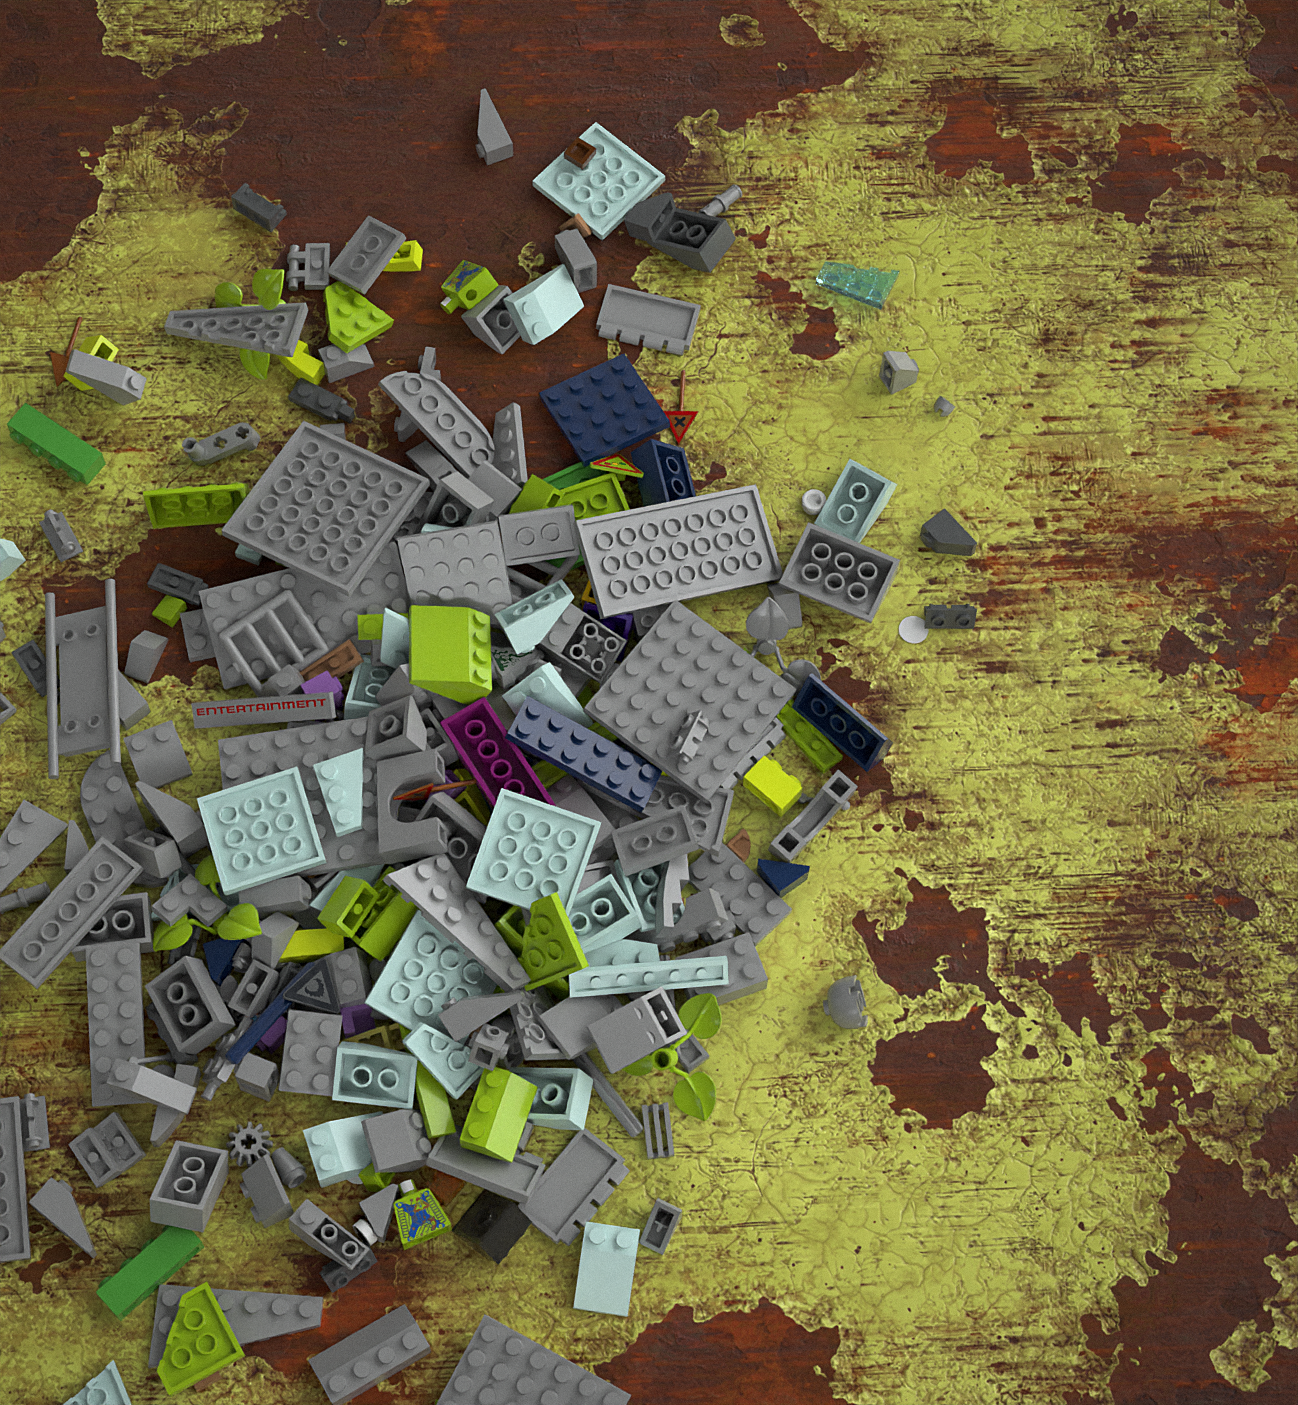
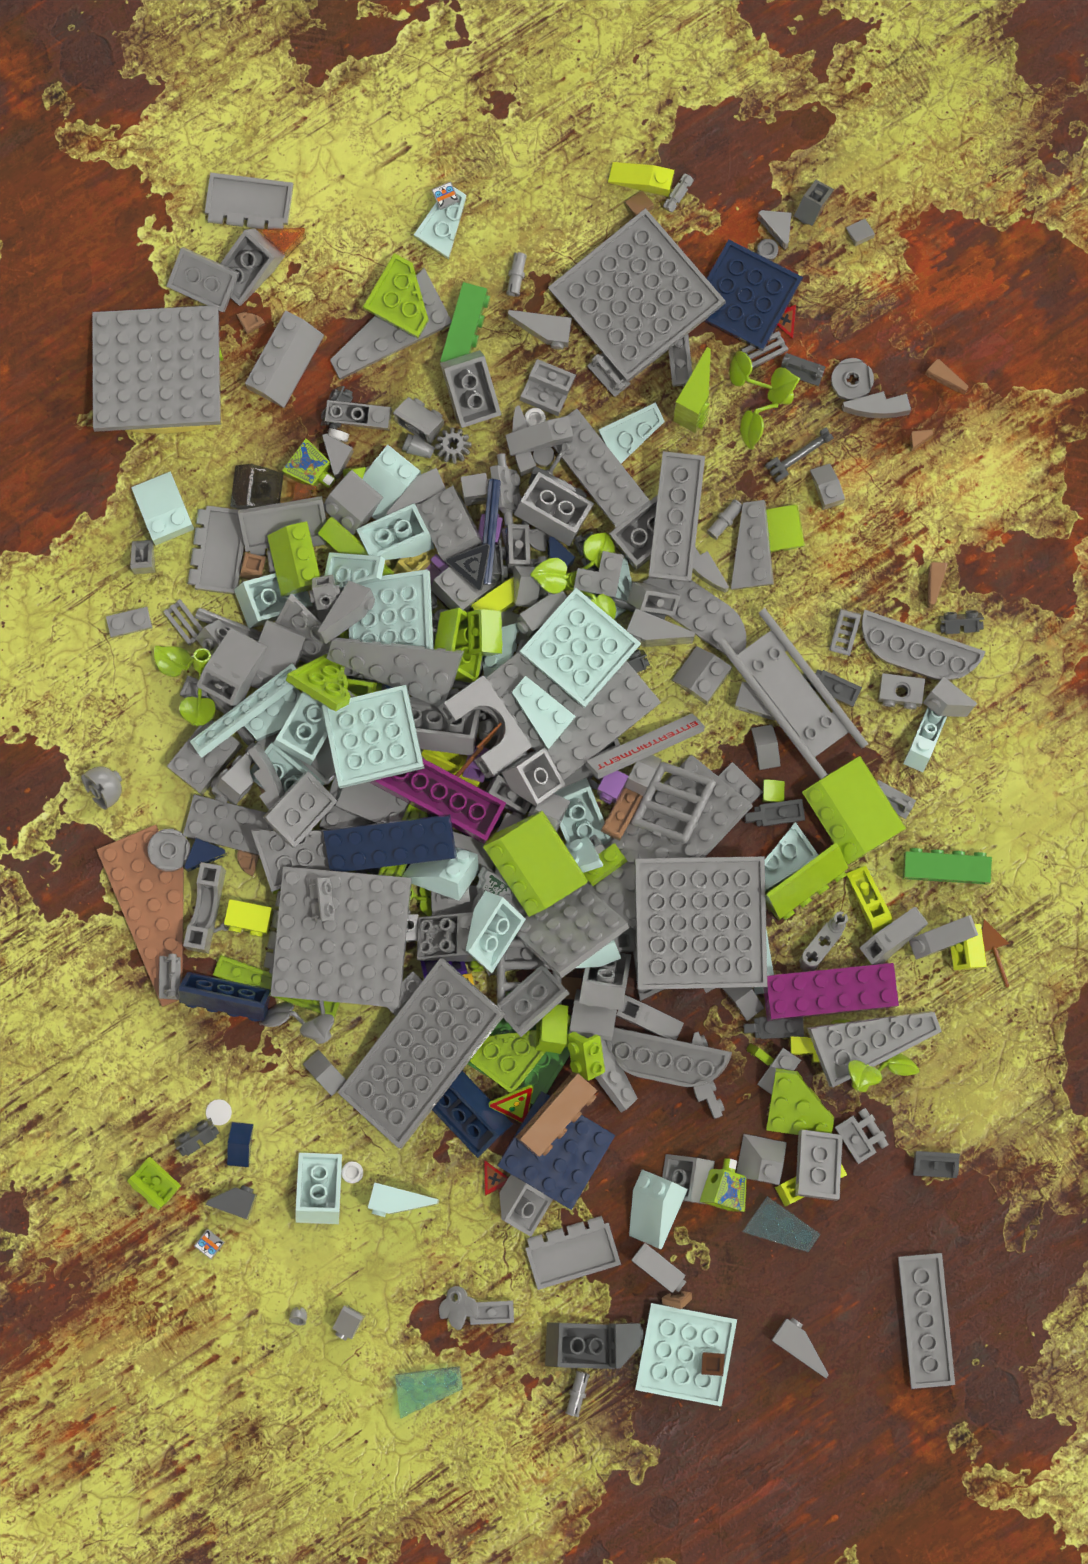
camera: 155 degrees right, 15 degrees up
(53, 1295) = (516, 274): none -> light grey pin
(54, 1047) = (631, 431): none -> light aqua wing
(104, 539) = (854, 810): none -> lime slope
(142, 1124) = (534, 416): none -> white tile
(150, 456) = (869, 899): none -> neon yellow slope
(152, 405) = (893, 937): none -> light grey slope
(196, 540) = (788, 857): none -> light aqua wing
(245, 393) = (830, 991): none -> magenta brick
(308, 1112) = (420, 490): none -> light grey slope
(353, 385) = (759, 1053): none -> lime tile
(361, 91) = (926, 1321): none -> light grey plate
(415, 296) = (761, 1159): none -> light grey slope
(438, 236) = (780, 1226): none -> clear light blue wing
(522, 458) = (586, 1055): none -> lime bracket
(547, 1145) = (252, 566): none -> medium nougat slope
(583, 421) = (556, 1114): none -> medium nougat brick
(635, 1087) = (212, 636): none -> light grey brick
(669, 381) = (522, 1205): none -> light grey slope
(717, 1166) = (129, 622): none -> light grey plate
(756, 310) = (494, 1313): none -> light grey plate
(783, 442) = (393, 1200): none -> light aqua slope
(786, 326) = (458, 1310): none -> light grey plate
(816, 898) = (168, 850): none -> light grey tile
(840, 573) = (294, 1112): light grey slope -> none
(860, 873) = (148, 899): none -> nougat wing
(889, 771) = (169, 976): none -> light grey hinge
(908, 587) = (239, 1144): none -> dark blue slope
(993, 515) = (209, 1244): none -> tile
(1018, 595) = (154, 1183): none -> lime bracket

